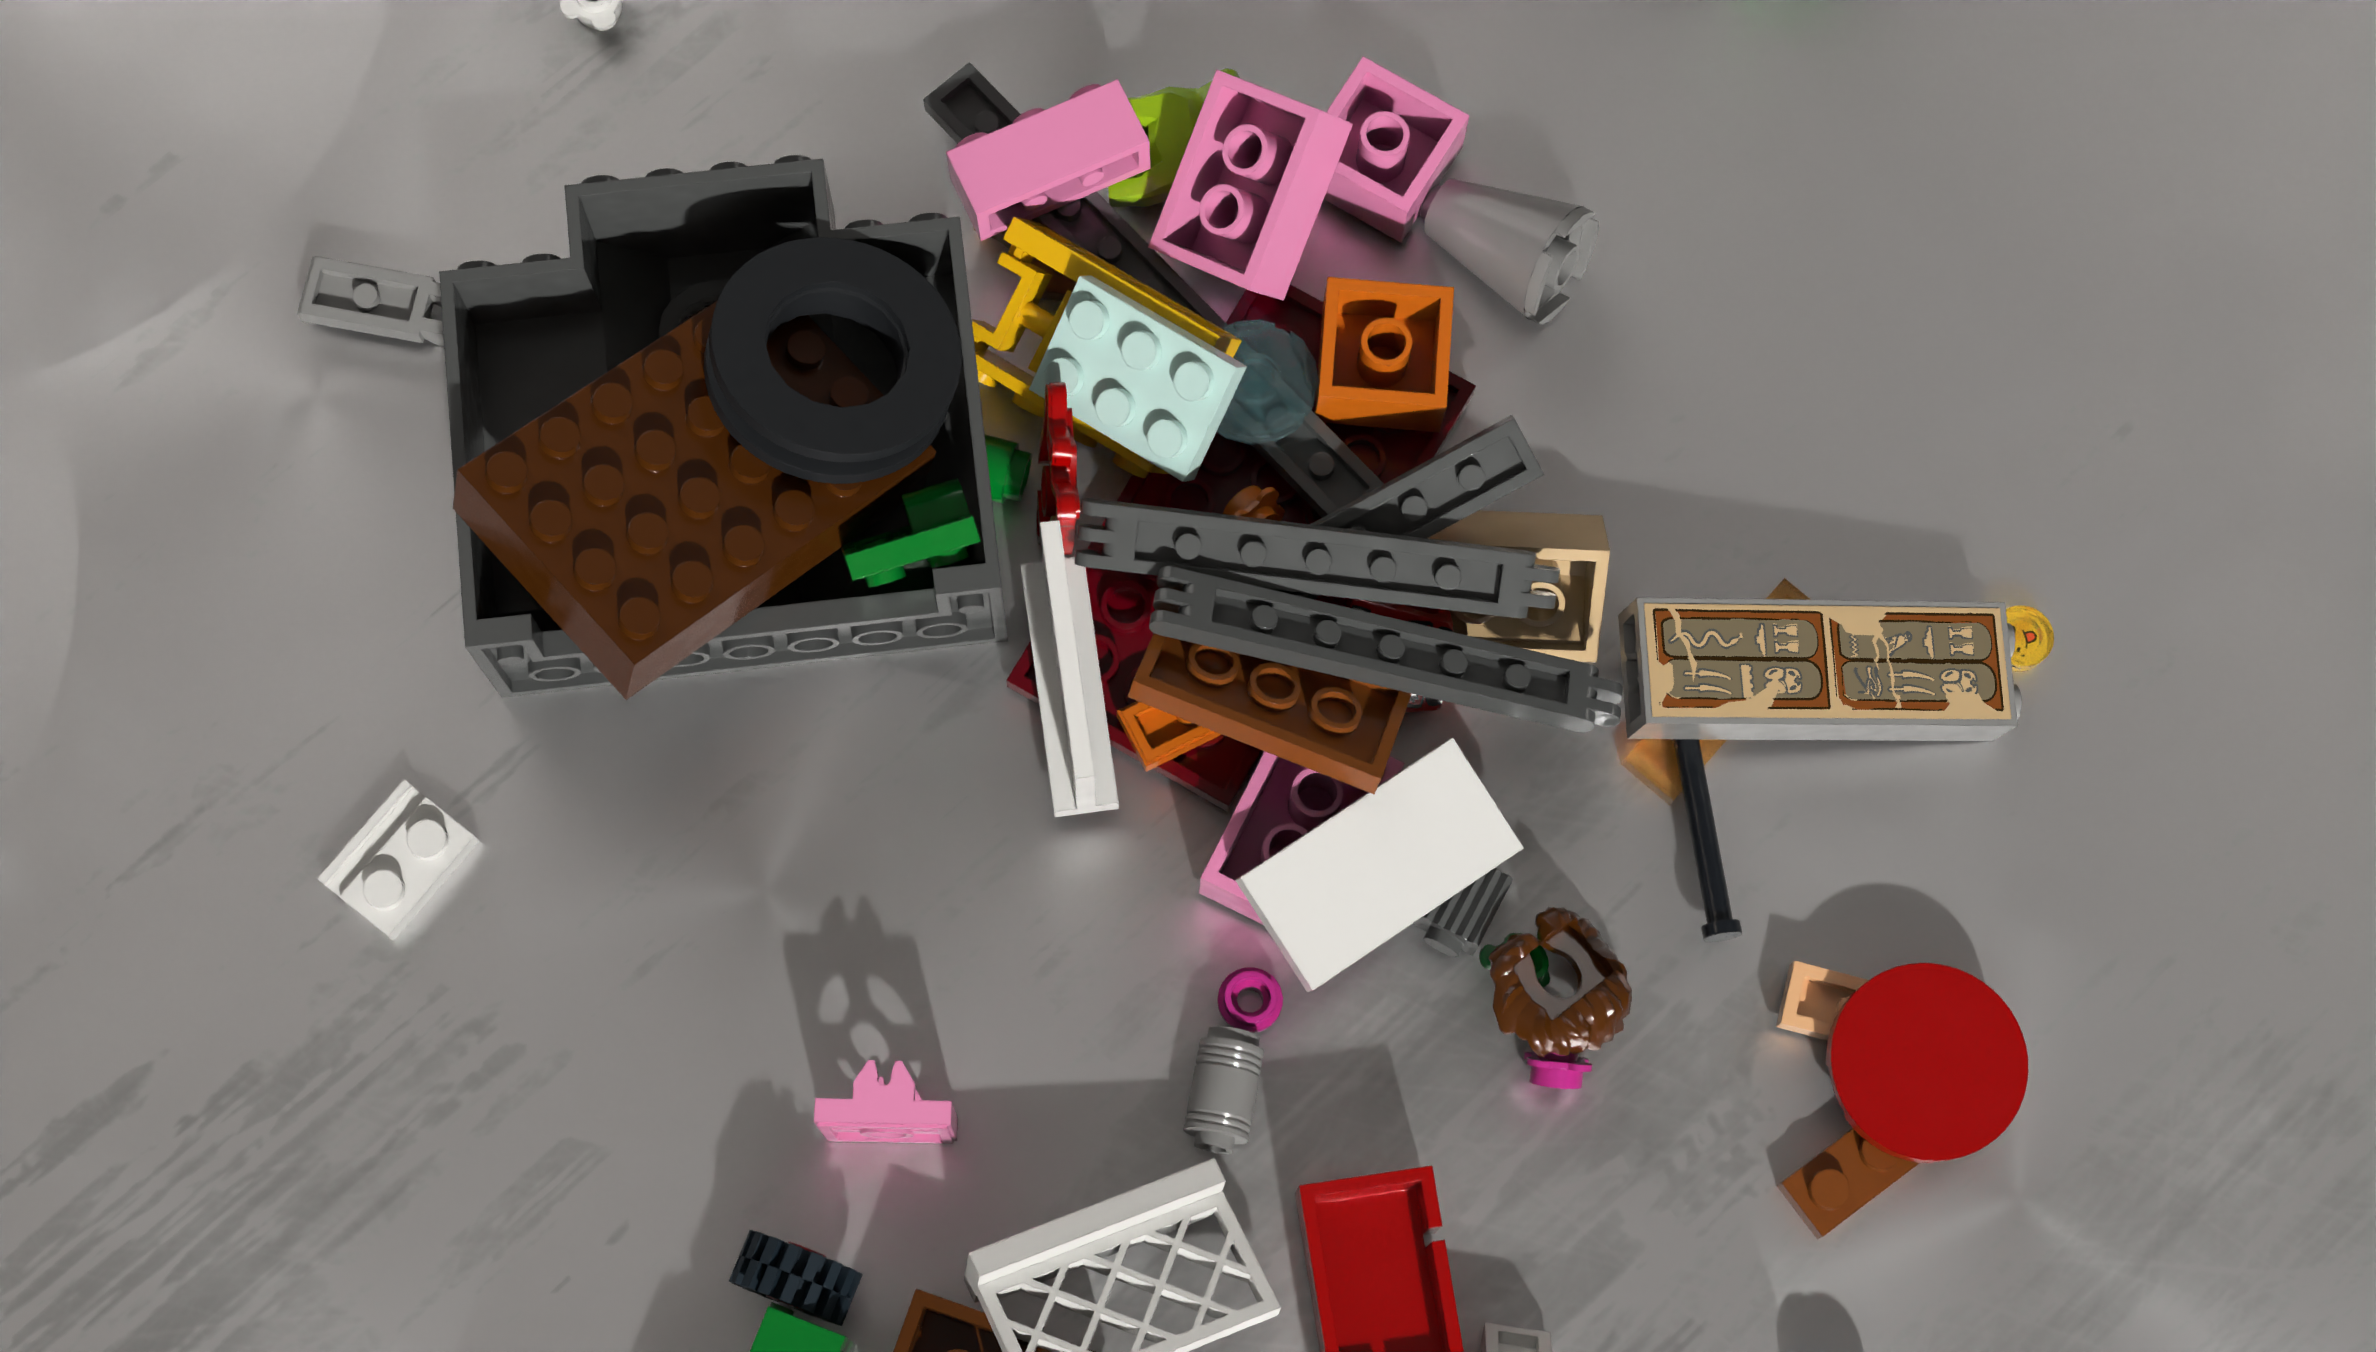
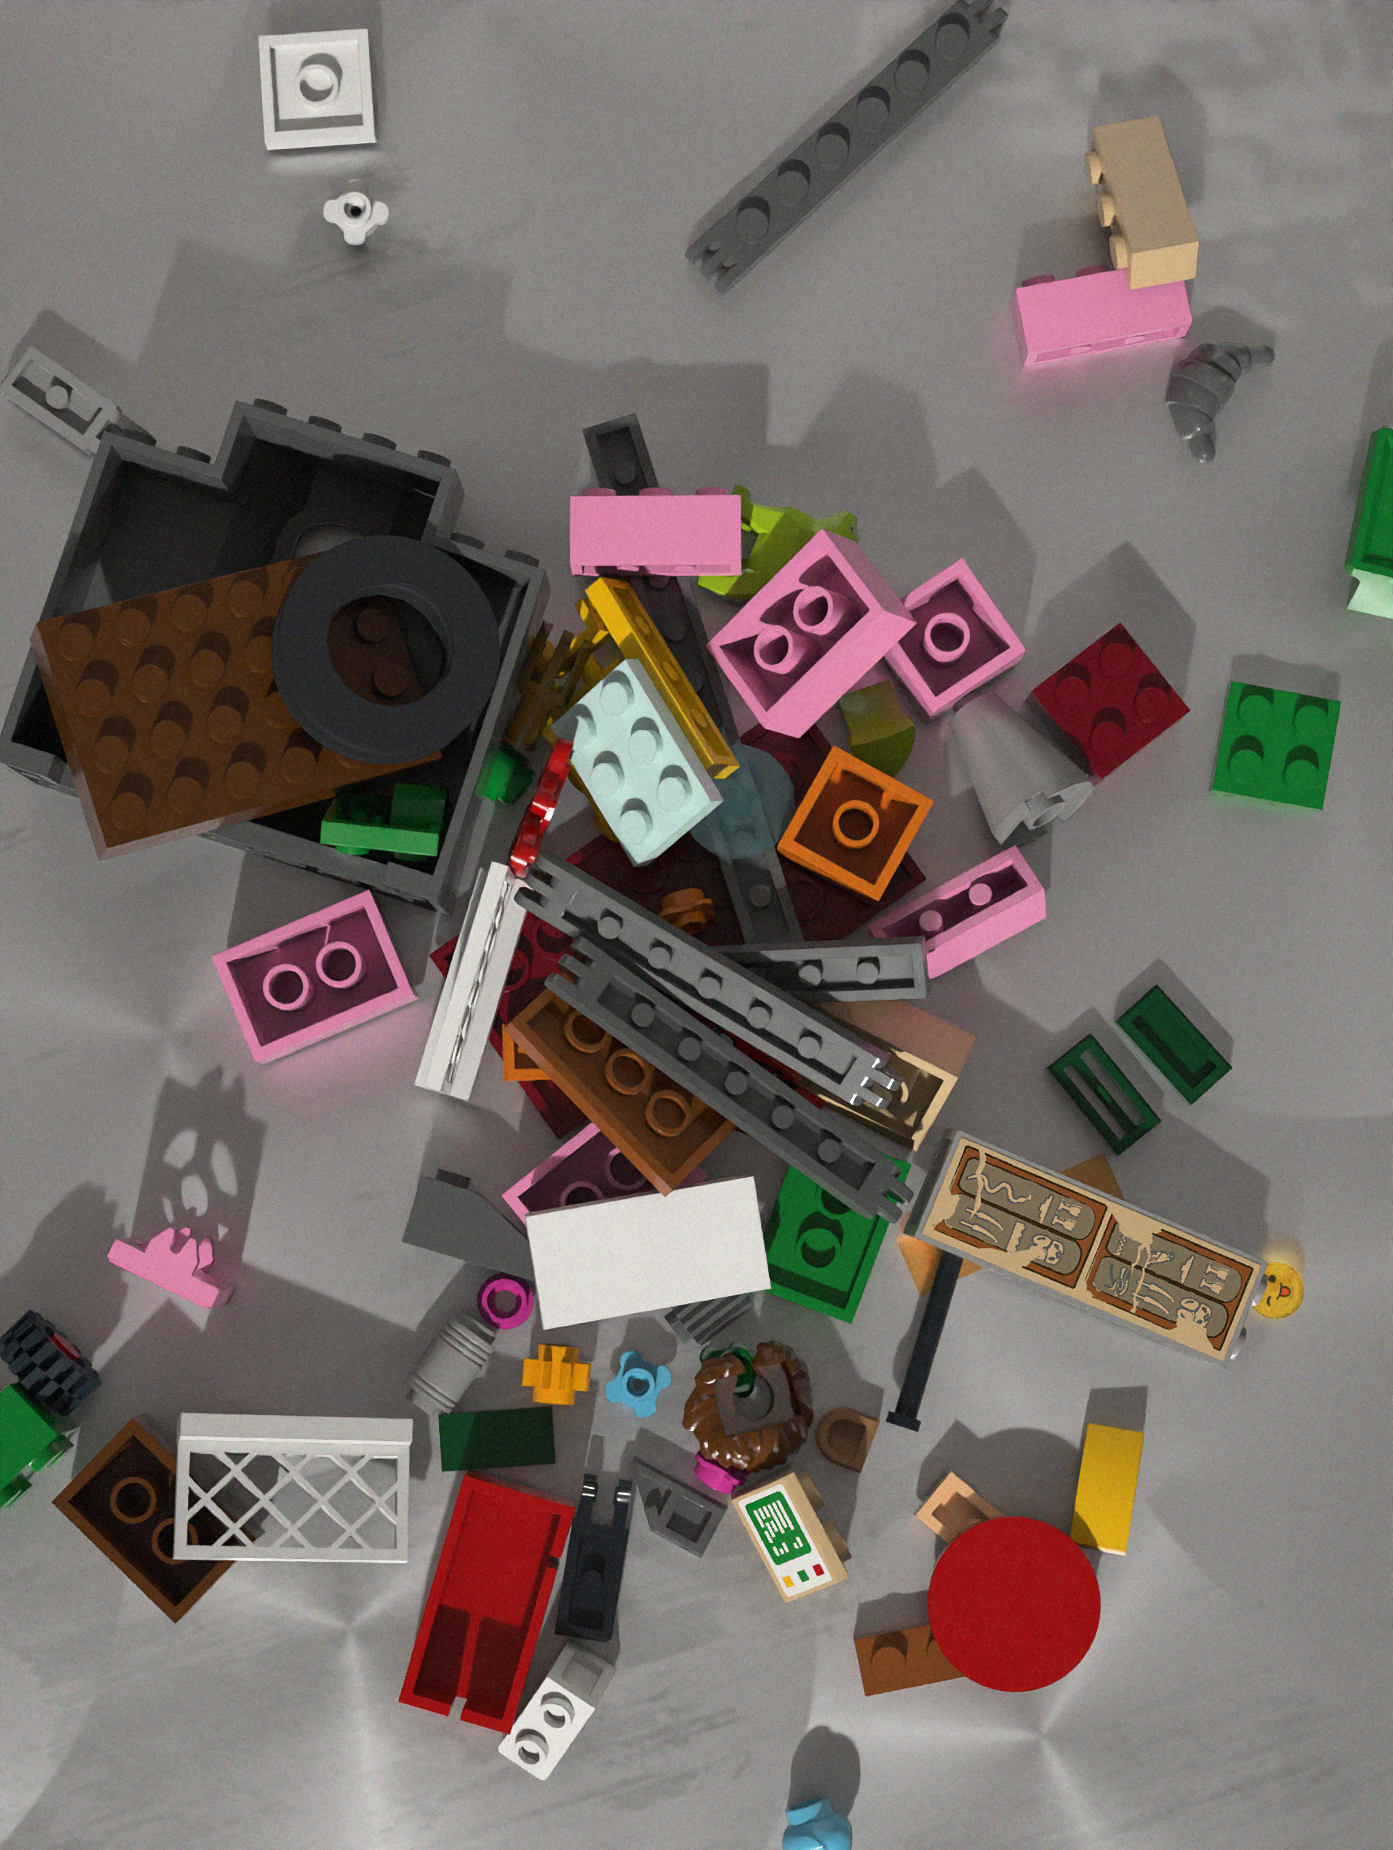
camera: 30 degrees right, 10 degrees up
(899, 750) = (315, 977): none -> bright pink brick
(1005, 360) = (541, 693): none -> dark brown arm
(1181, 939) = (466, 1226): none -> dark grey slope
(1309, 1147) = (497, 1438): none -> dark green tile
(1340, 1047) = (556, 1374): none -> light orange gear
(1352, 253) = (877, 727): none -> lime tile
(1416, 1035) = (622, 1388): none -> medium azure plate
(1477, 1234) = (593, 1567): none -> black hinge
(1530, 1135) = (677, 1509): none -> flat silver tile
(1542, 388) = (969, 911): none -> bright pink brick
(1549, 790) = (821, 1247): none -> green plate
(1571, 139) = (1107, 704): none -> dark red brick
(1667, 1094) = (789, 1533): none -> slope
(1668, 980) = (846, 1436): none -> medium nougat tile
(1743, 543) = (1073, 1058): none -> dark green tile
(1750, 121) = (1275, 746): none -> green plate
(1797, 445) = (1172, 1045): none -> dark green tile
(1959, 906) = (1107, 1488): none -> yellow slope

